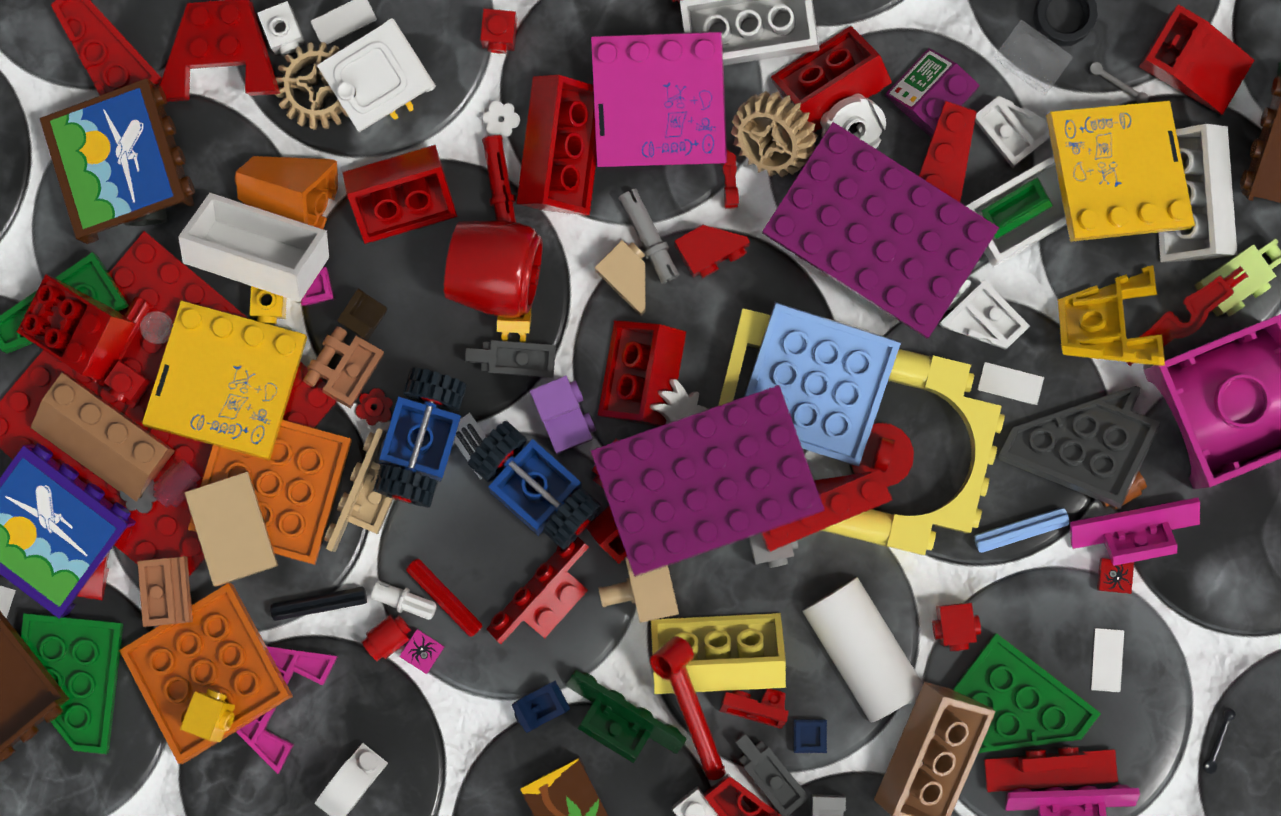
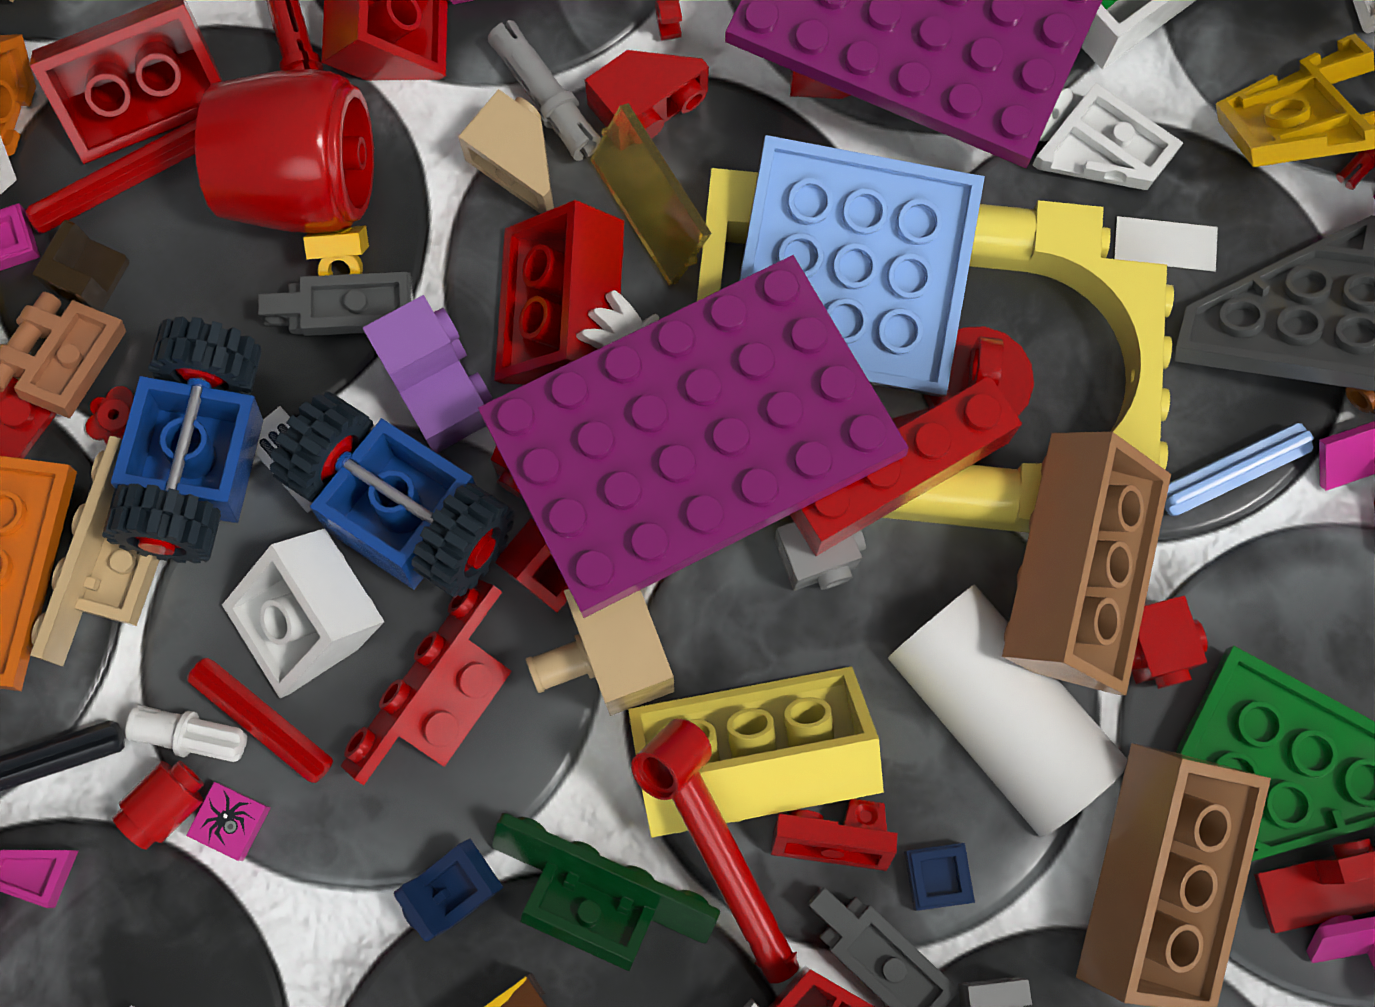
camera: 10 degrees left, 10 degrees down
(399, 251) = (113, 178): none -> red axle
(474, 540) = (301, 610): none -> white slope
(703, 318) = (650, 195): none -> clear yellow piece
(918, 579) = (1087, 561): none -> medium nougat slope

